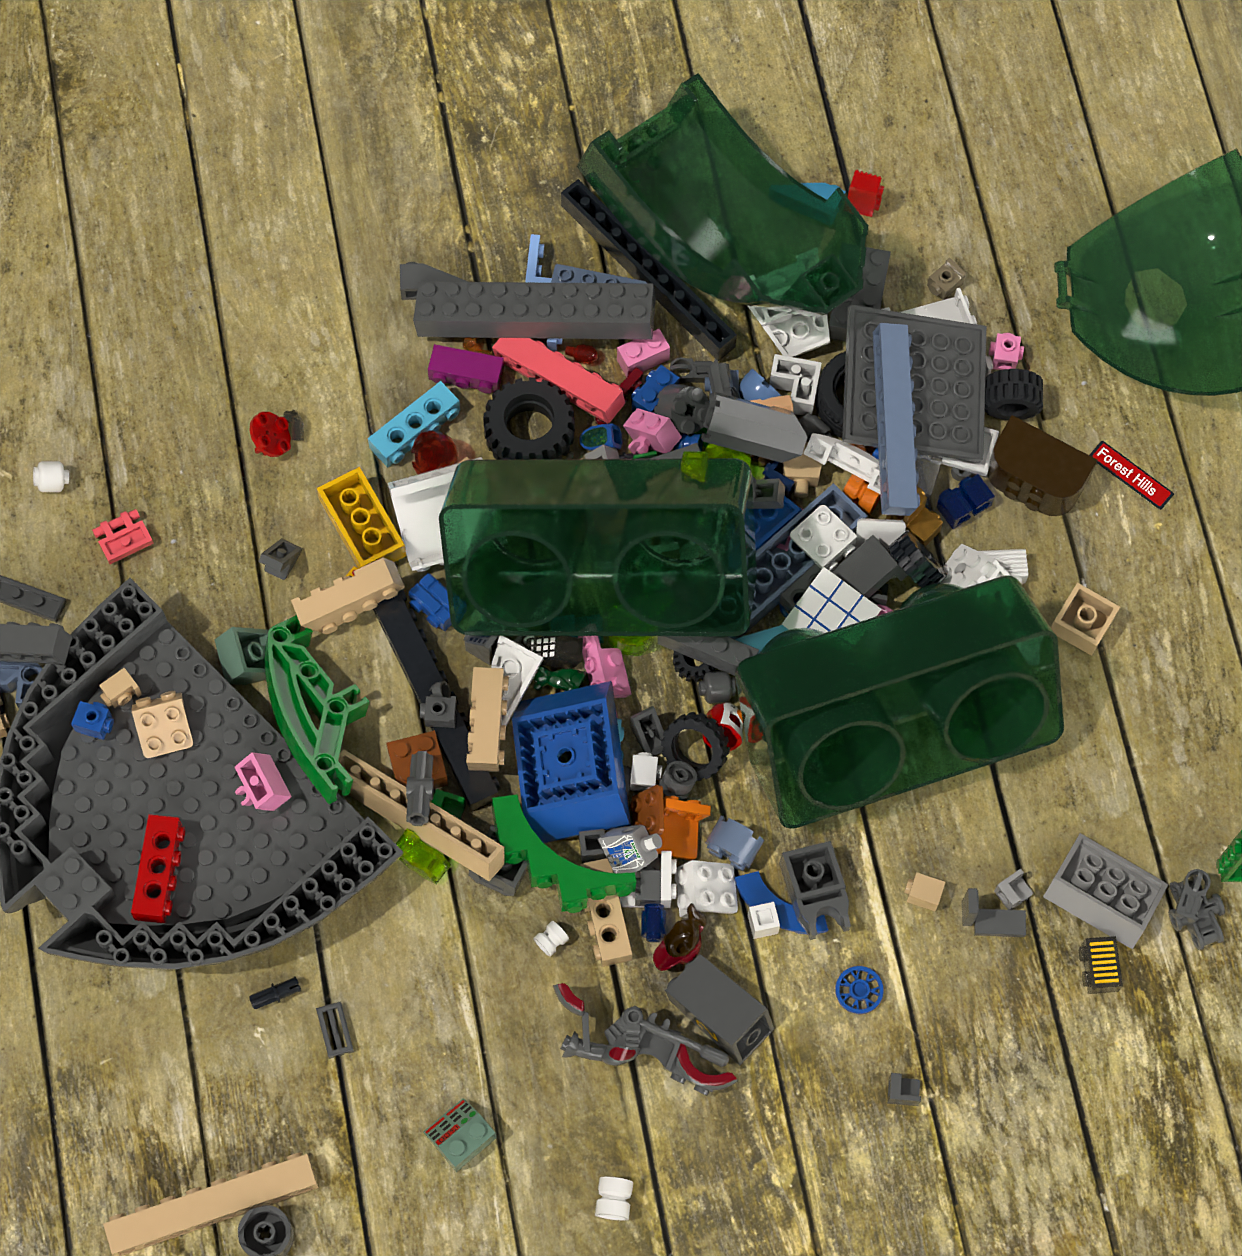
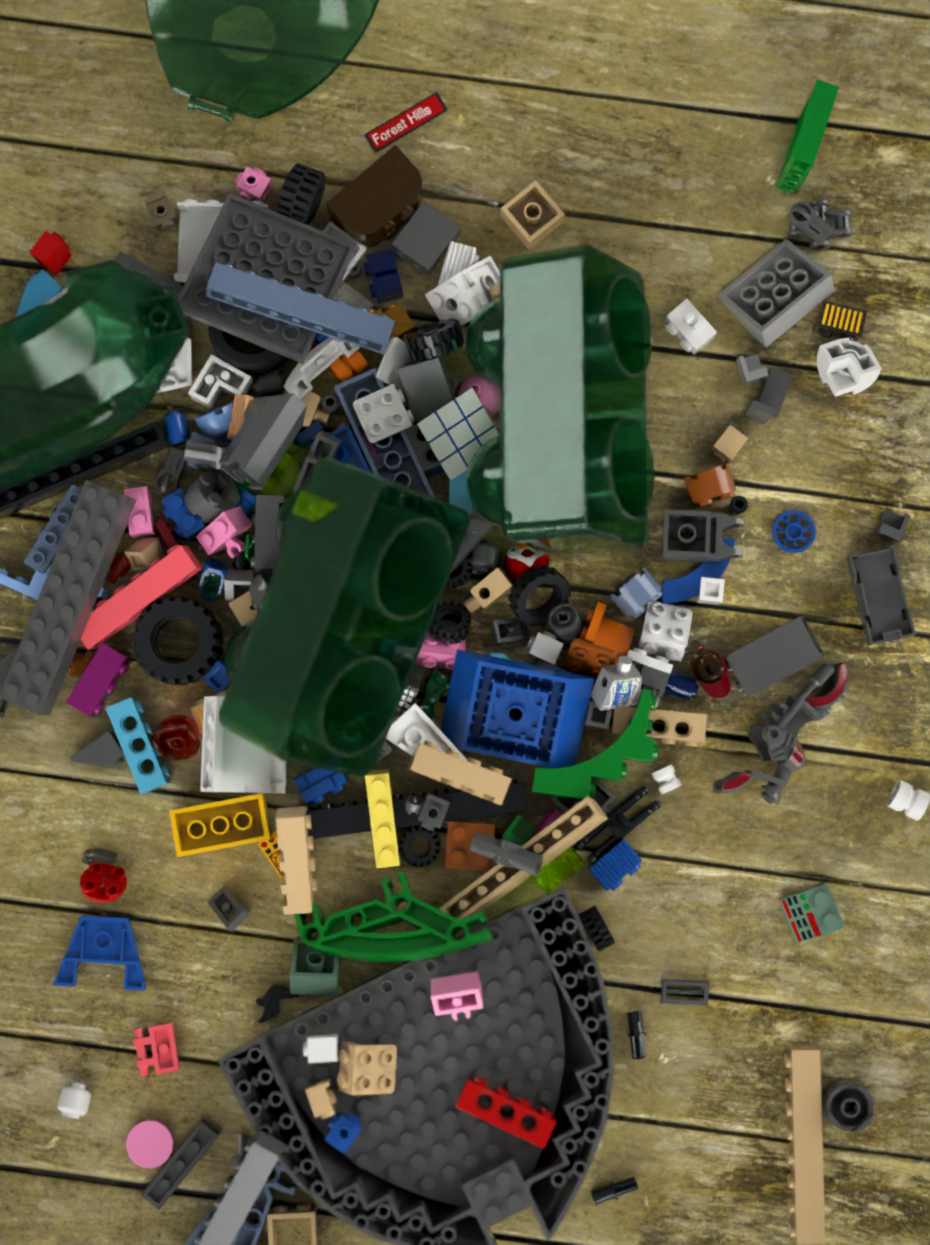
camera: 70 degrees left, 15 degrees up
(28, 560) = (150, 1143): none -> bright pink tile
(106, 1020) = (614, 1190): none -> black axle
(169, 673) = (321, 1048): none -> white brick
(201, 628) = (272, 1000): none -> black piece
(212, 453) = (103, 941): none -> blue wing
(372, 913) = (596, 928): none -> black tyre
(396, 392) = (102, 752): none -> dark grey slope
(397, 676) = (382, 818): none -> light yellow arch
(400, 702) = (419, 860): none -> black tyre
(444, 914) = (615, 865): none -> blue brick
(486, 904) = (618, 824): none -> black piece
(606, 368) = (144, 552): none -> tan panel
(628, 675) = (448, 632): none -> black tyre
(683, 697) = (497, 583): none -> tan torso
(739, 358) = (175, 428): none -> blue brick
(814, 489) = (333, 399): none -> dark grey pin
(823, 1102) = (880, 596): none -> dark grey piece
(867, 915) = (741, 501): none -> black pin
(874, 882) = (710, 484): none -> dark orange brick
(1018, 526) = (425, 239): none -> dark grey brick
(1033, 812) = (689, 327): none -> white brick
(1055, 984) = (847, 366): none -> white brick

